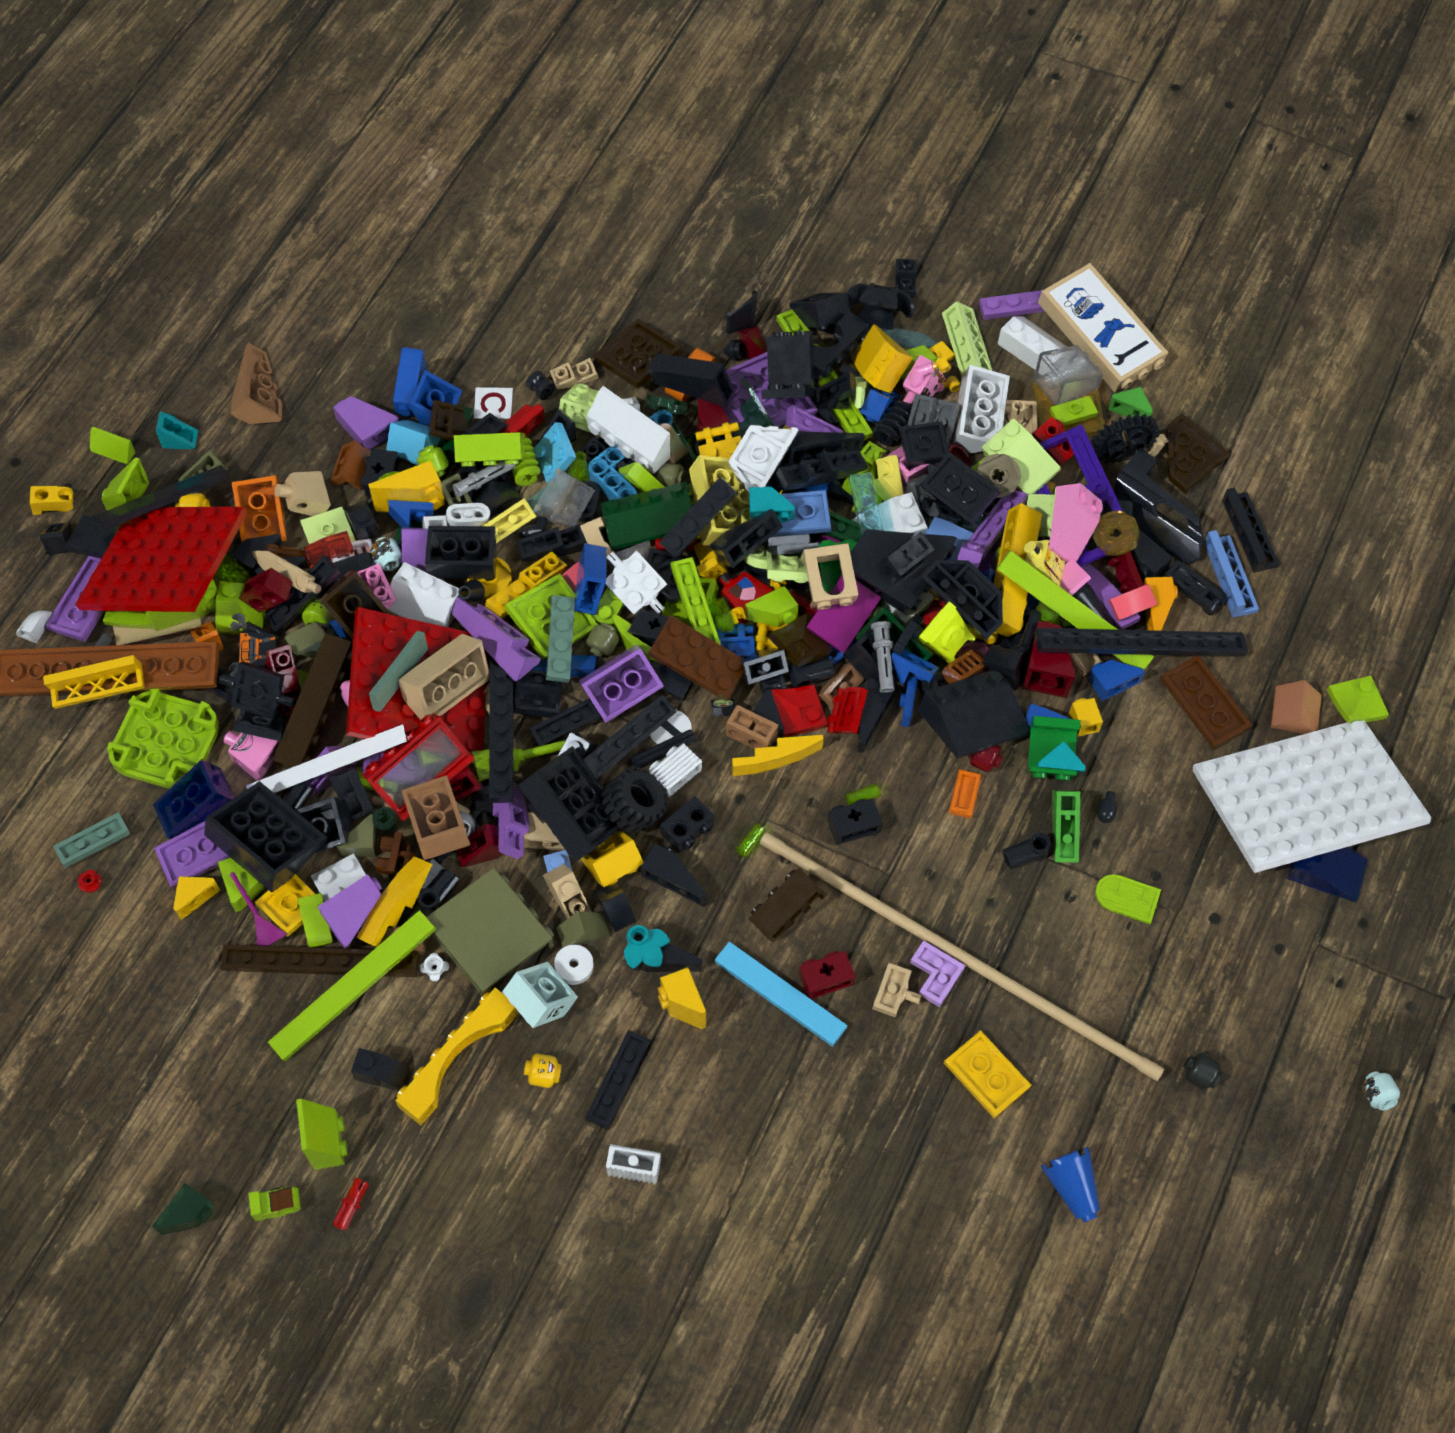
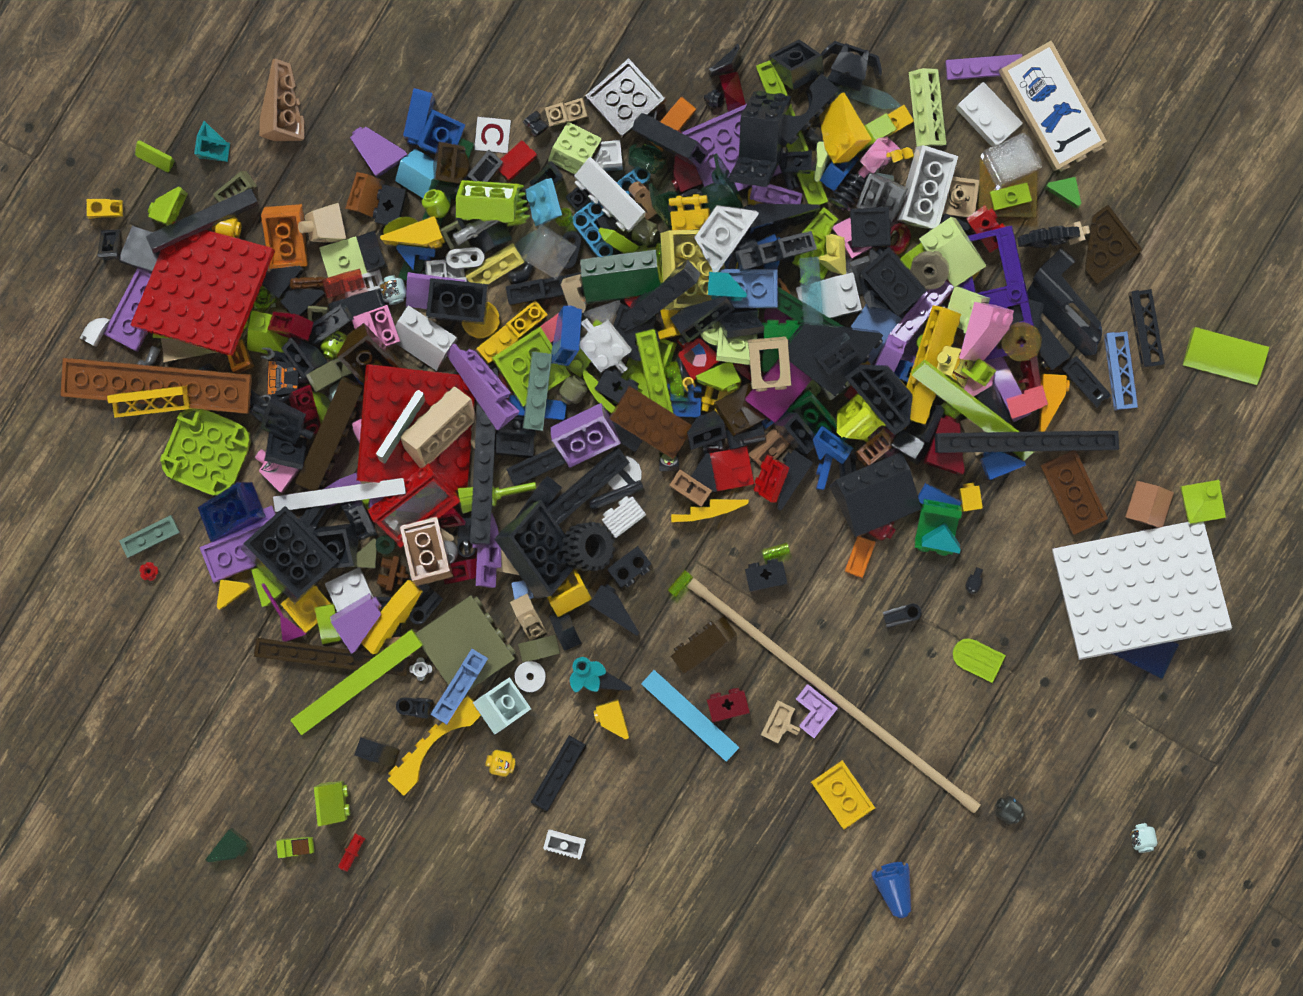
camera: 10 degrees right, 25 degrees up
(278, 621) = (303, 356): none -> black slope
(301, 579) = (321, 322): tan piece -> none
(430, 1011) = (416, 707): none -> black piece
(472, 590) = (465, 337): black cone -> none
(485, 972) = (459, 686): none -> medium blue slope
(882, 646) = (807, 429): light grey pin -> none
(906, 276) = (880, 29): black slope -> none
(912, 630) = (831, 422): black plate -> none
(1066, 825) = (937, 593): bright green slope -> none
(1076, 565) = (980, 372): none -> lime panel
(1346, 549) = (1225, 356): none -> lime slope

